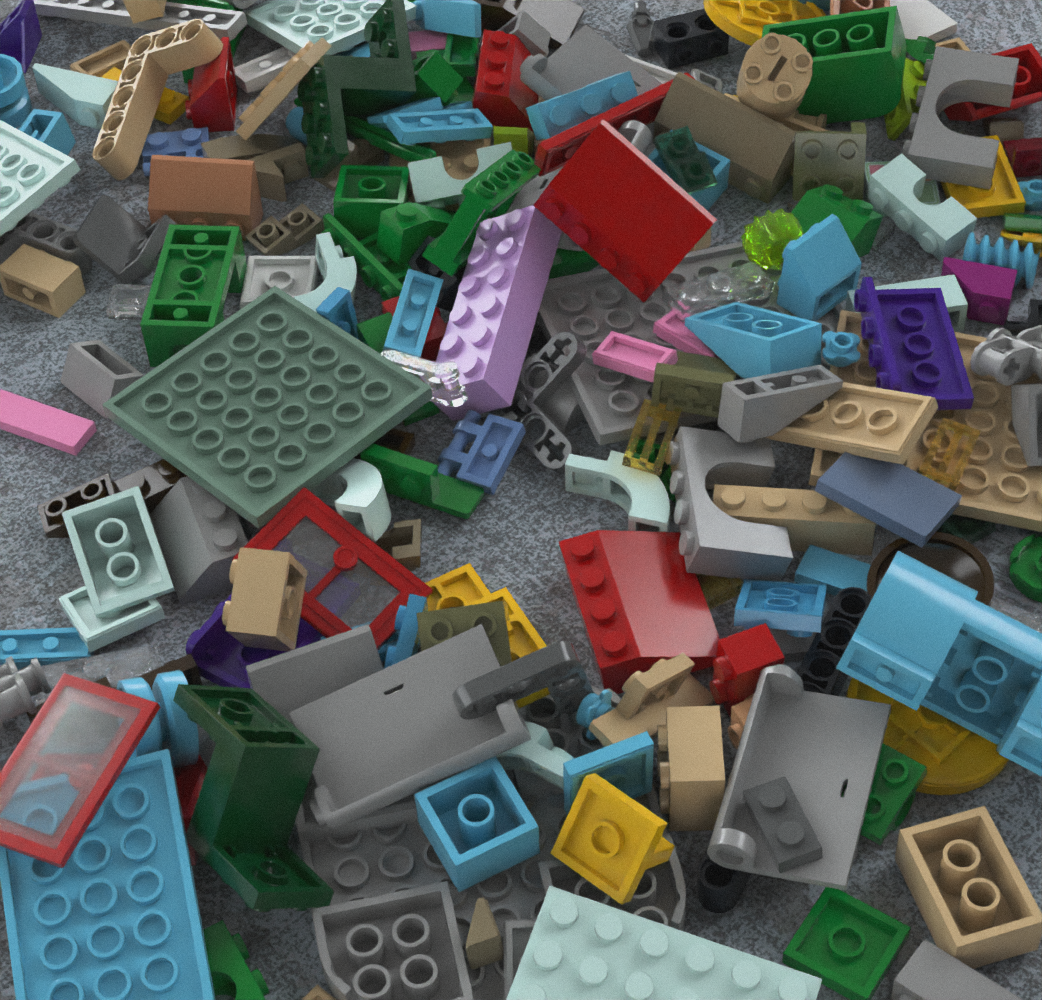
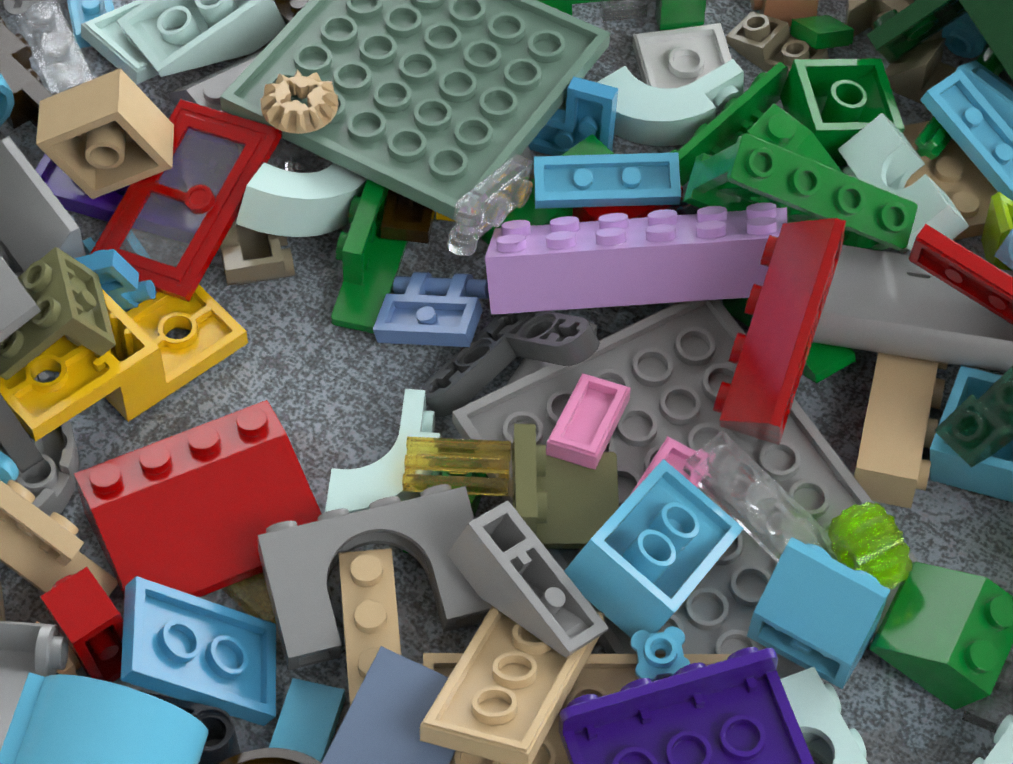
camera: 75 degrees right, 5 degrees up
(279, 474) = (293, 115): none -> tan gear
(284, 202) = (822, 32): none -> green tile

